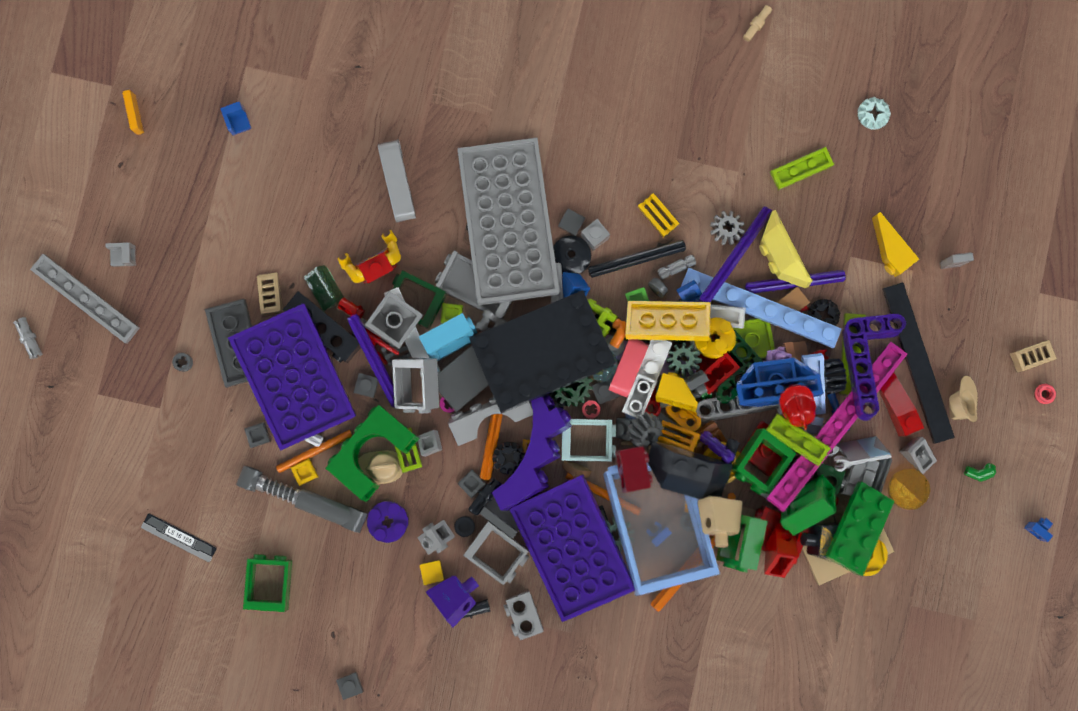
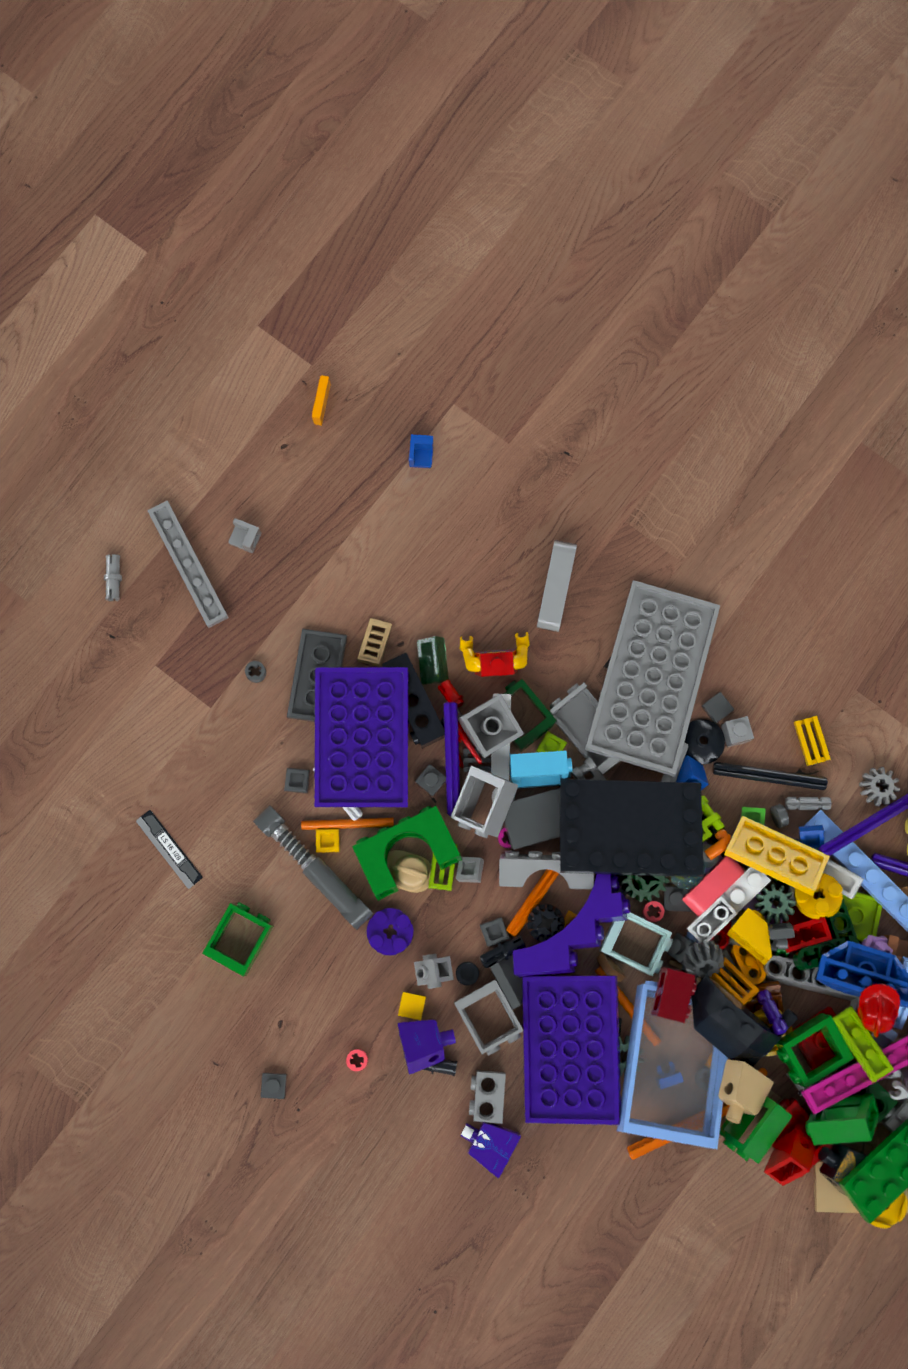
camera: 25 degrees right, 5 degrees down
(407, 628) = (353, 1067): none -> coral bush
(543, 652) = (491, 1145): none -> dark purple torso

